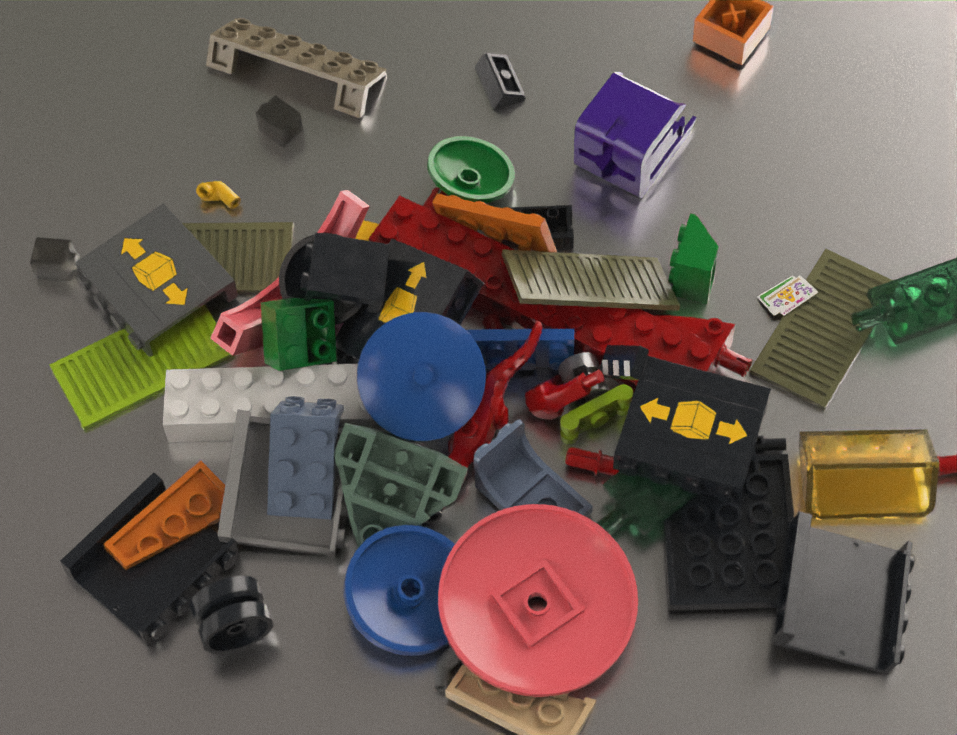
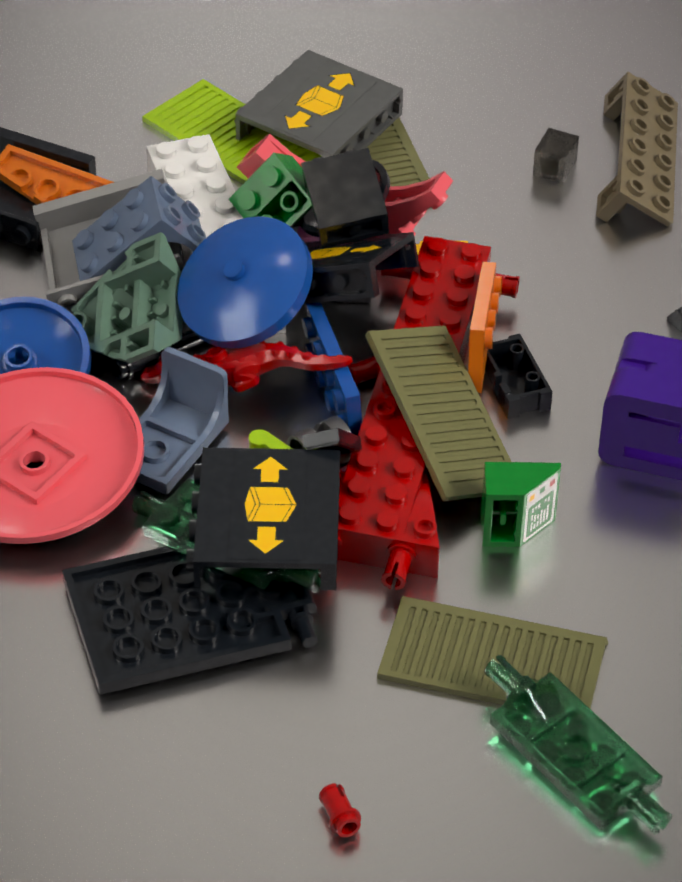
camera: 70 degrees right, 15 degrees down
(54, 259) = (318, 39): clear smoke brick -> none
(218, 192) = (450, 137): yellow arm -> none
(470, 169) = (556, 298): green dish -> none
(551, 396) = (288, 418): red animal -> none
(787, 295) = (522, 612): white sticker -> none
(843, 597) = (116, 714): panel -> none
(868, 473) = (289, 713): clear yellow windscreen -> none

